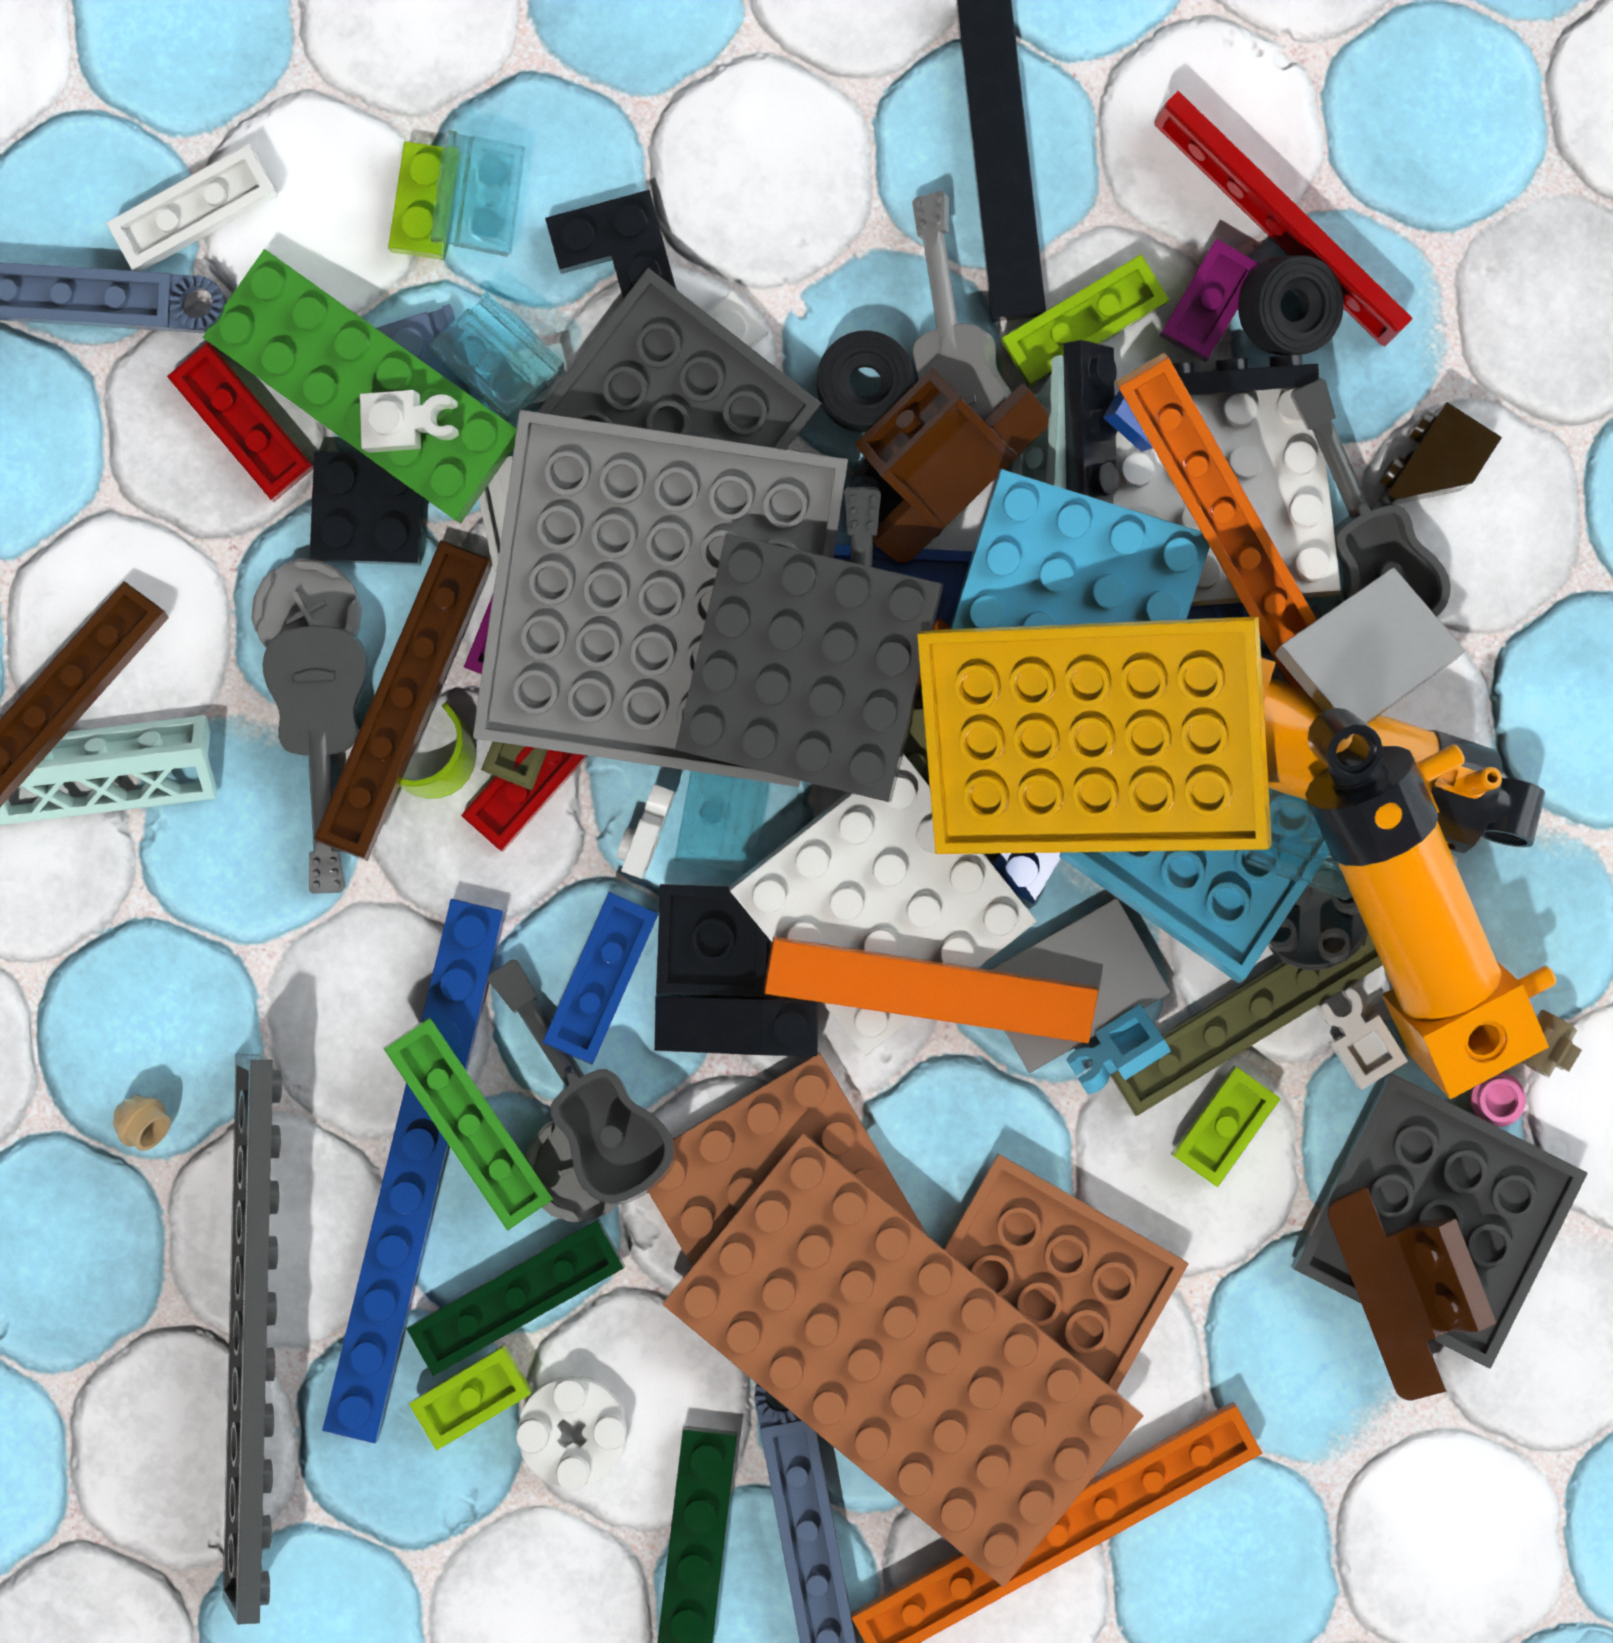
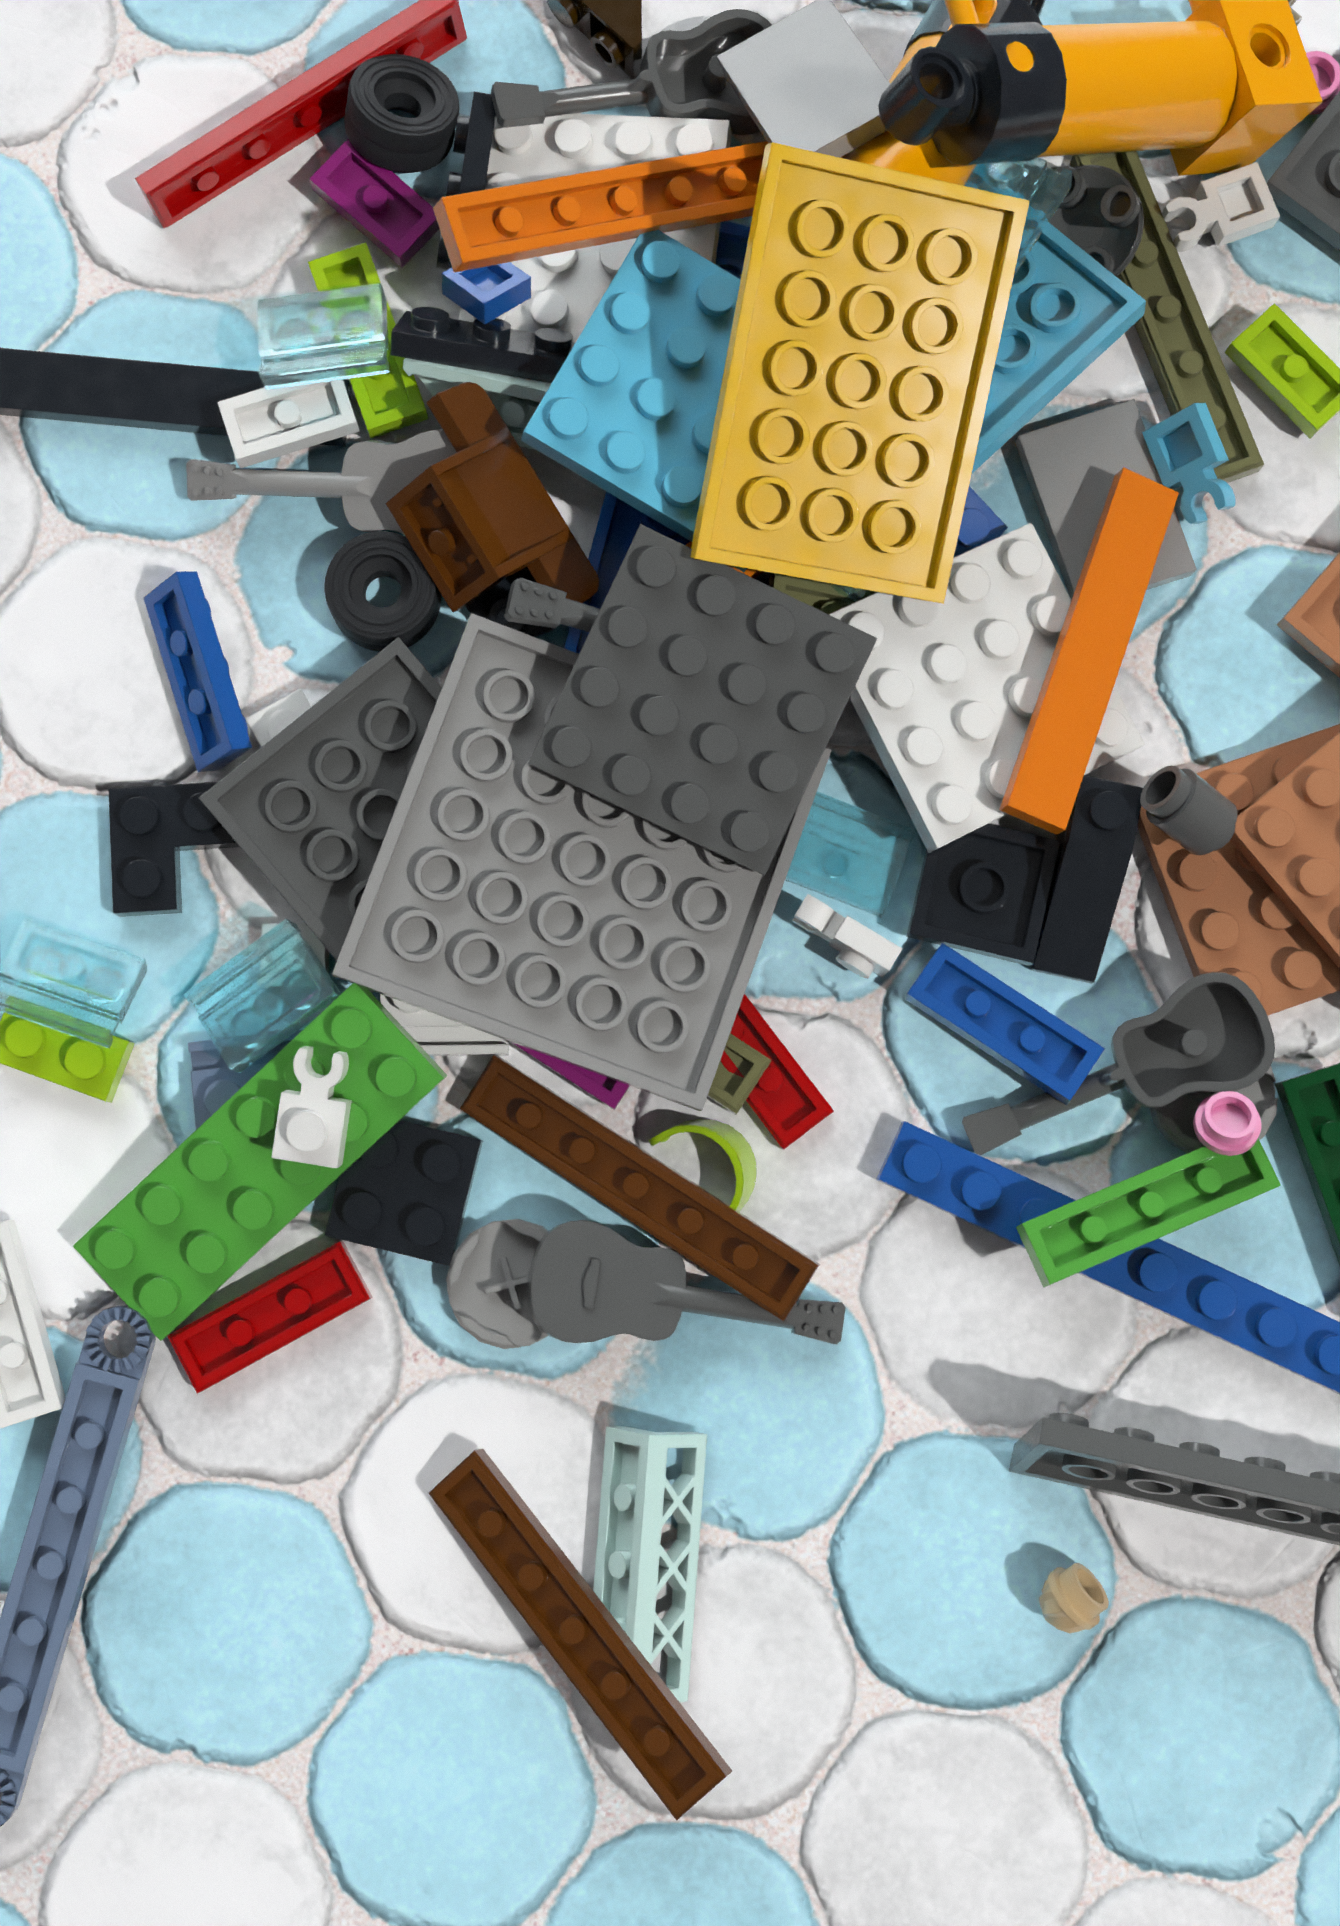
camera: 85 degrees left, 5 degrees down
(547, 1175) = (1227, 1123): none -> bright pink plate
(763, 241) = (197, 671): none -> blue plate
(804, 1096) = (1189, 810): none -> dark grey brick
(996, 268) = (286, 420): none -> white plate
(1068, 282) = (323, 336): none -> clear light blue plate

